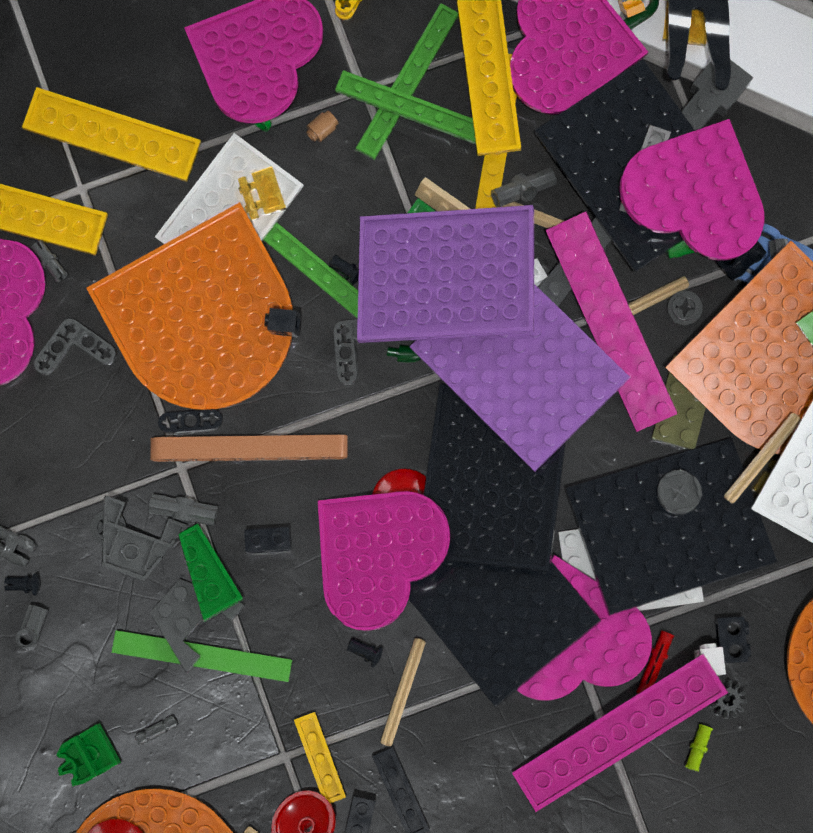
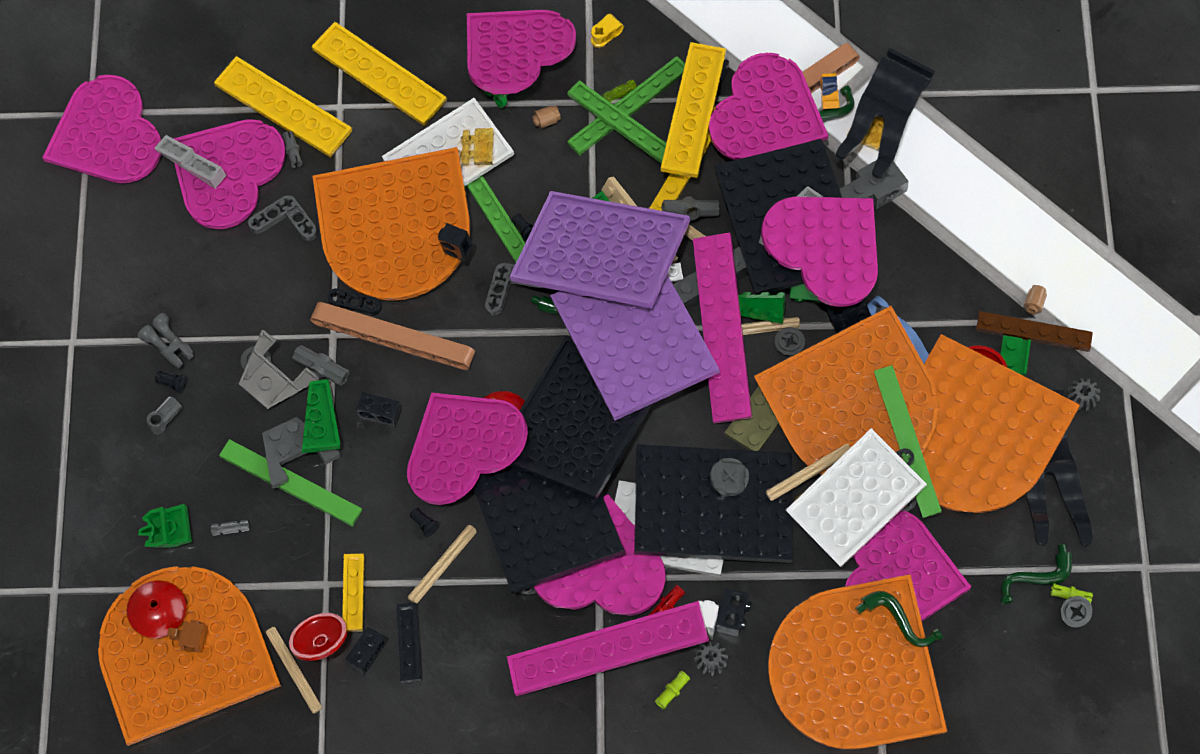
camera: 25 degrees right, 15 degrees down
(392, 67) = (619, 91): none -> clear neon green axle
(648, 281) = (763, 306): none -> green wing

